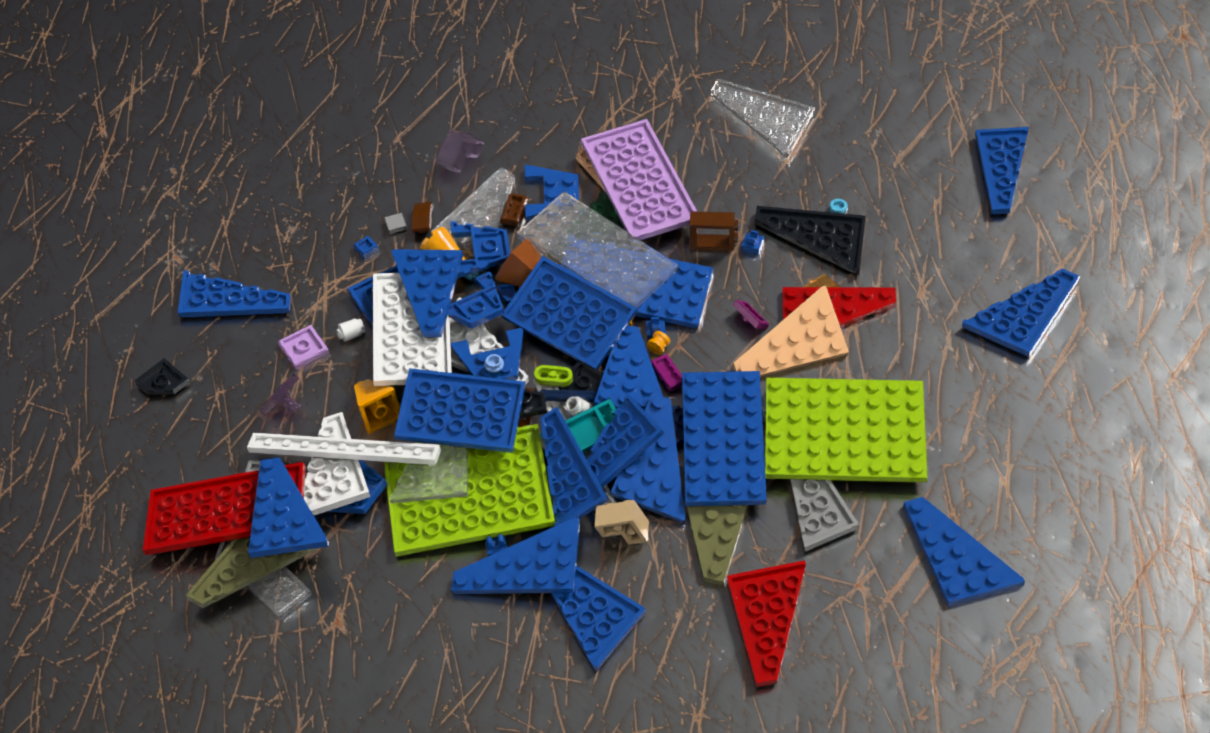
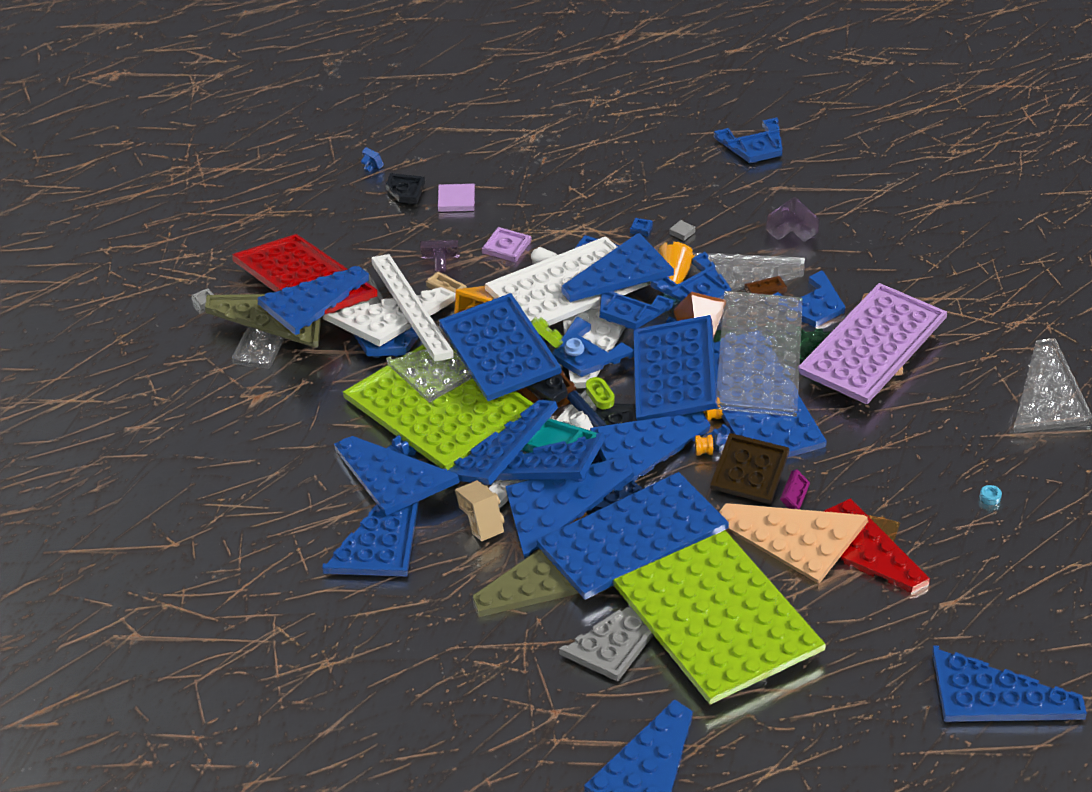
camera: 55 degrees right, 10 degrees down
(100, 385) = (371, 159): none -> blue tile
(170, 603) = (200, 298): none -> light grey tile
(208, 350) = (456, 197): none -> lavender tile
(224, 297) = (514, 177): blue wing -> none
(317, 418) = (433, 282): none -> tan tile
(340, 121) = (754, 146): none -> blue wing
(422, 217) = (700, 239): reddish brown slope -> none
(467, 369) = (542, 328): none -> lime plate
(667, 372) = (679, 462): magenta plate -> none
(709, 328) = (749, 468): none -> dark brown plate
(713, 220) = (855, 401): reddish brown window -> none
(752, 242) = (885, 455): blue tile -> none
(765, 612) = (467, 654): red wing -> none
(826, 234) = (943, 496): black wing -> none

